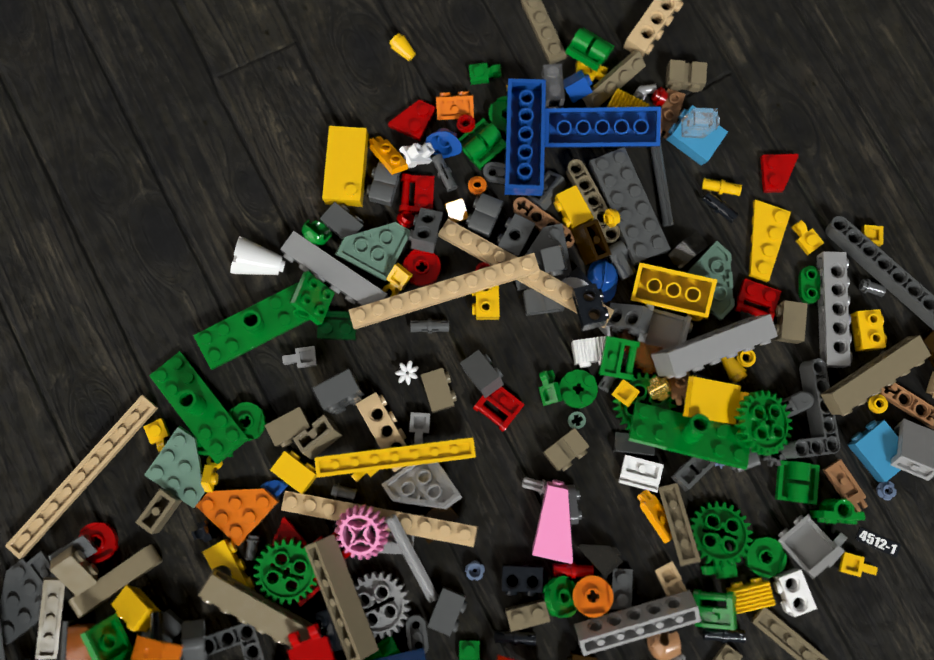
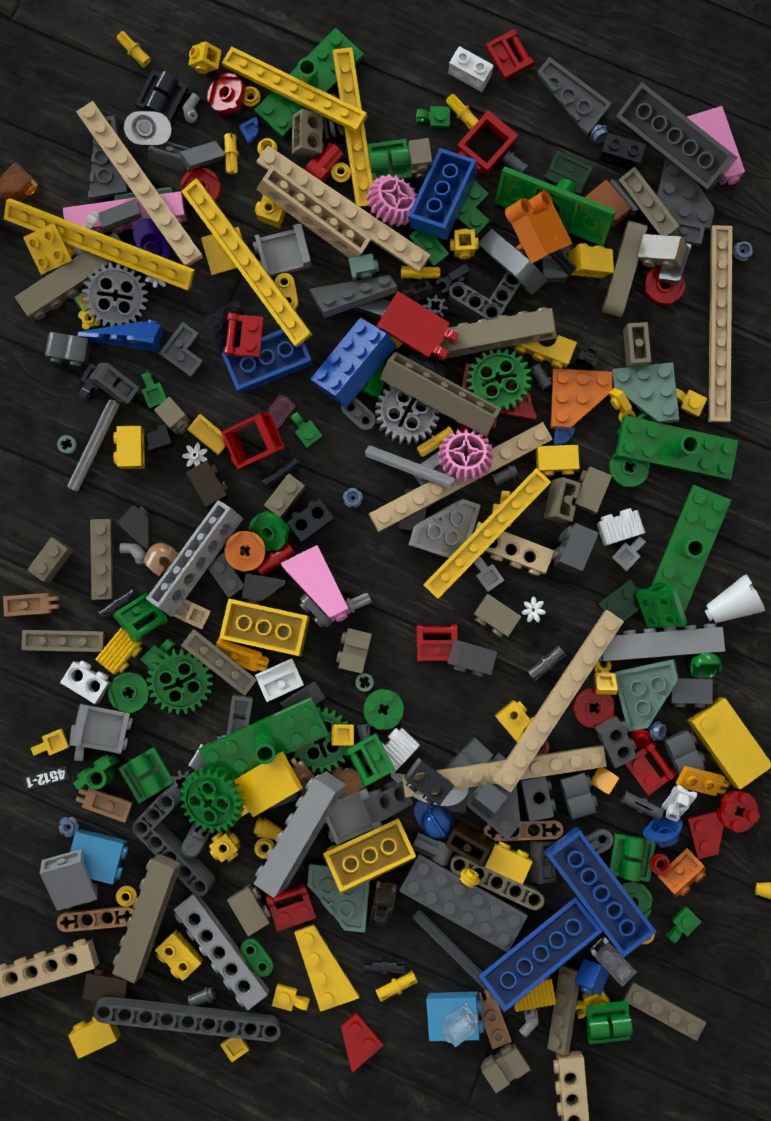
camera: 140 degrees right, 5 degrees up
(10, 522) = (742, 246): none -> sand blue plate
(291, 381) = (620, 527): none -> white brick
(376, 563) = (434, 442): none -> yellow axle
(378, 107) = (748, 815): none -> red plate
(389, 214) = (657, 731): none -> sand blue plate
(447, 610) = (350, 450): dark grey brick -> none
(474, 190) = (599, 814): orange plate -> none
(550, 391) = (406, 689): green plate -> none
(622, 523) = (264, 627): none -> yellow brick
(659, 96) = (513, 1027): red plate -> none
(659, 388) = (318, 760): clear yellow gear -> none
(770, 383) = (231, 842): none -> yellow brick

